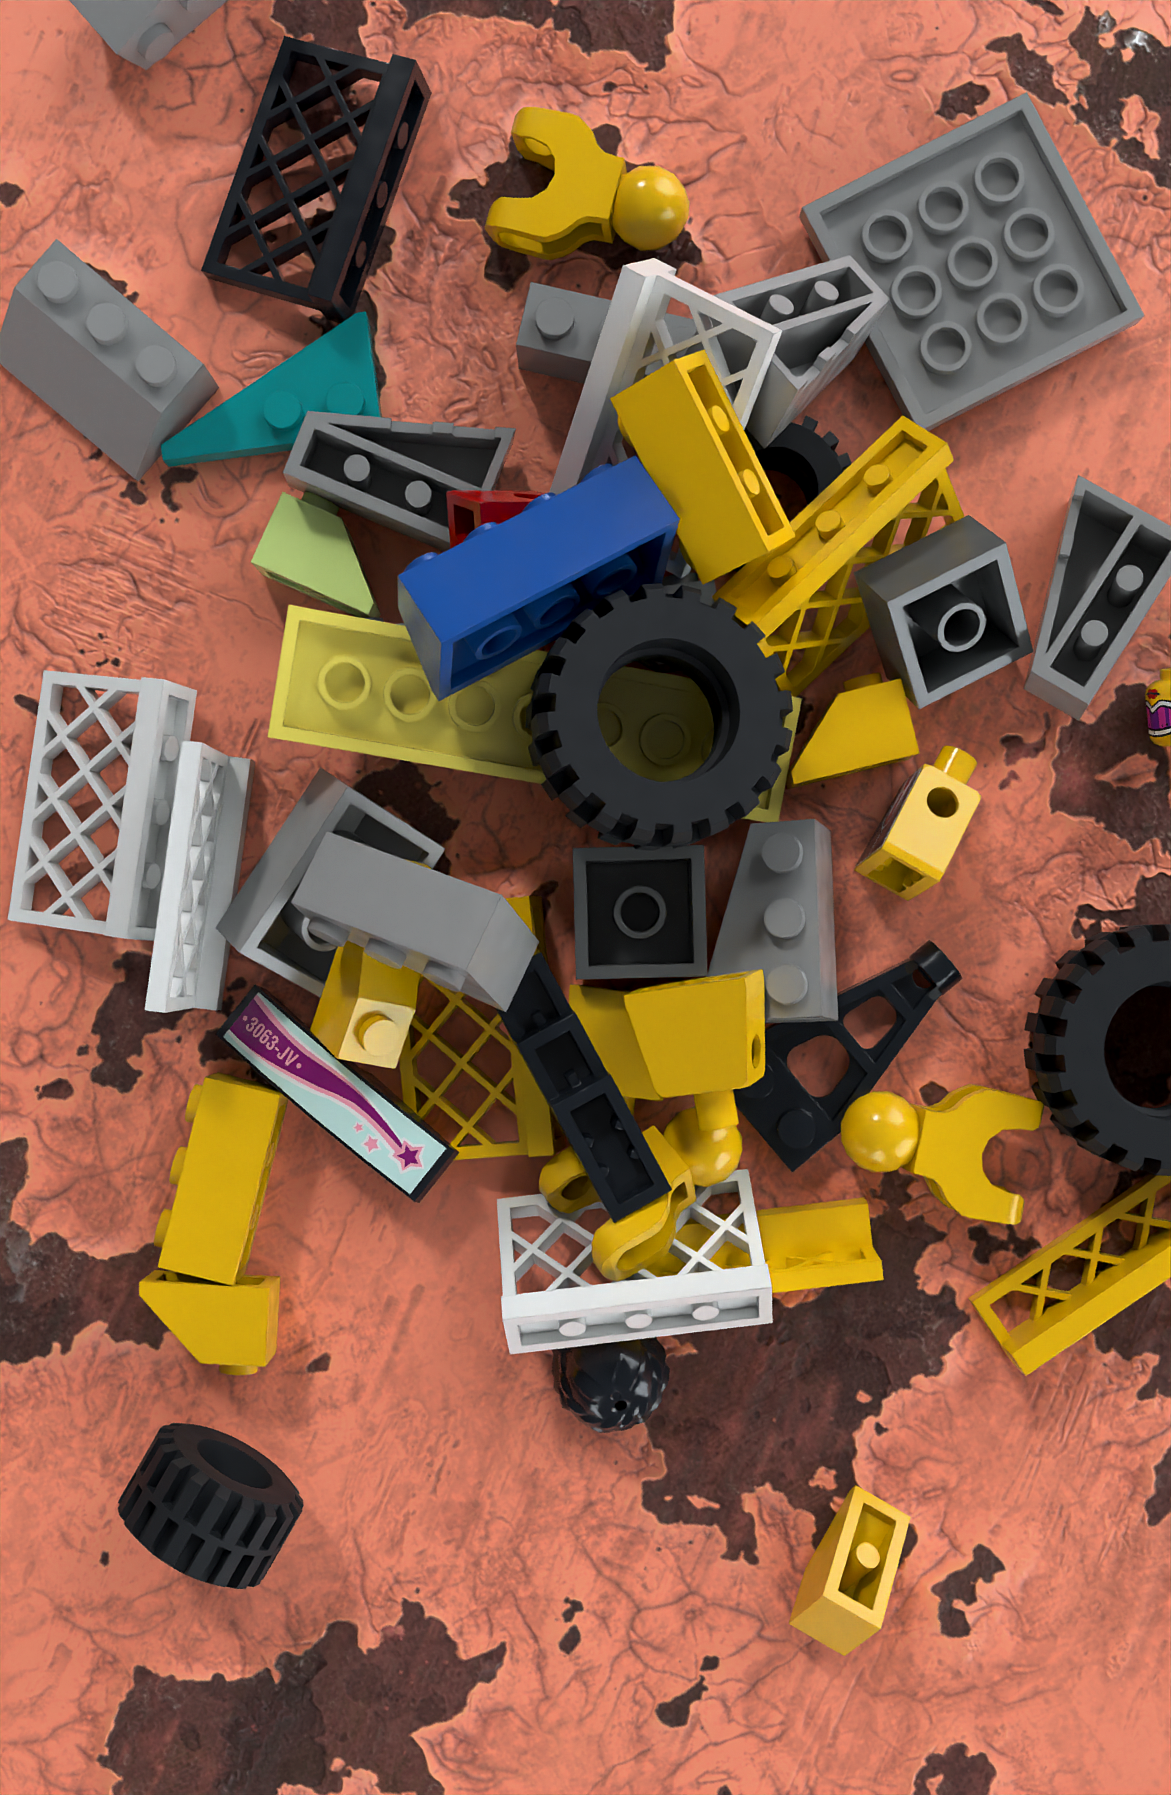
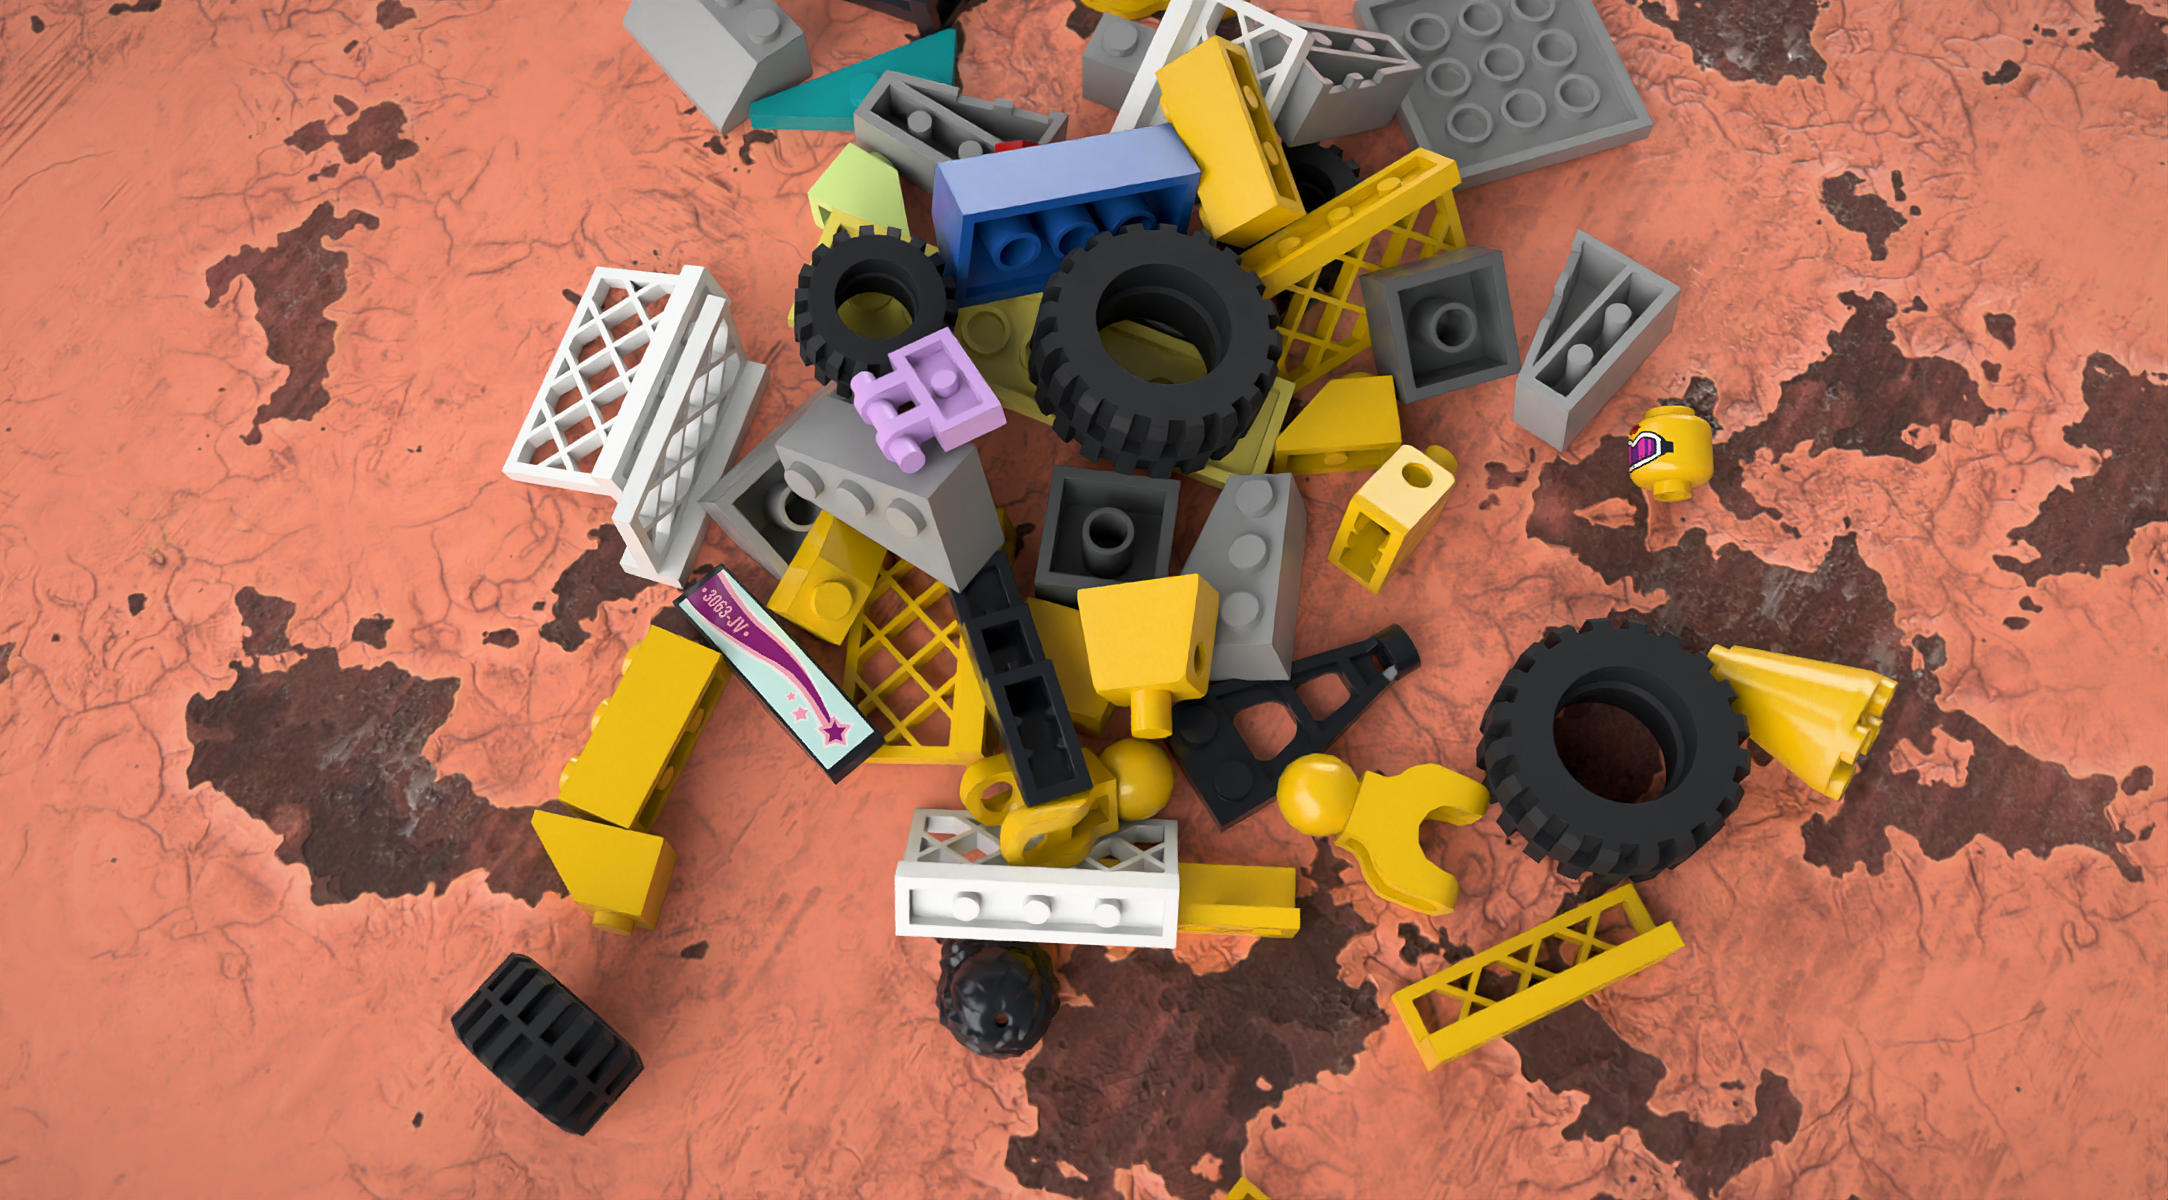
camera: 10 degrees right, 20 degrees down
(421, 747) = (862, 266): none -> black tyre
(460, 840) = (948, 398): none -> lavender plate

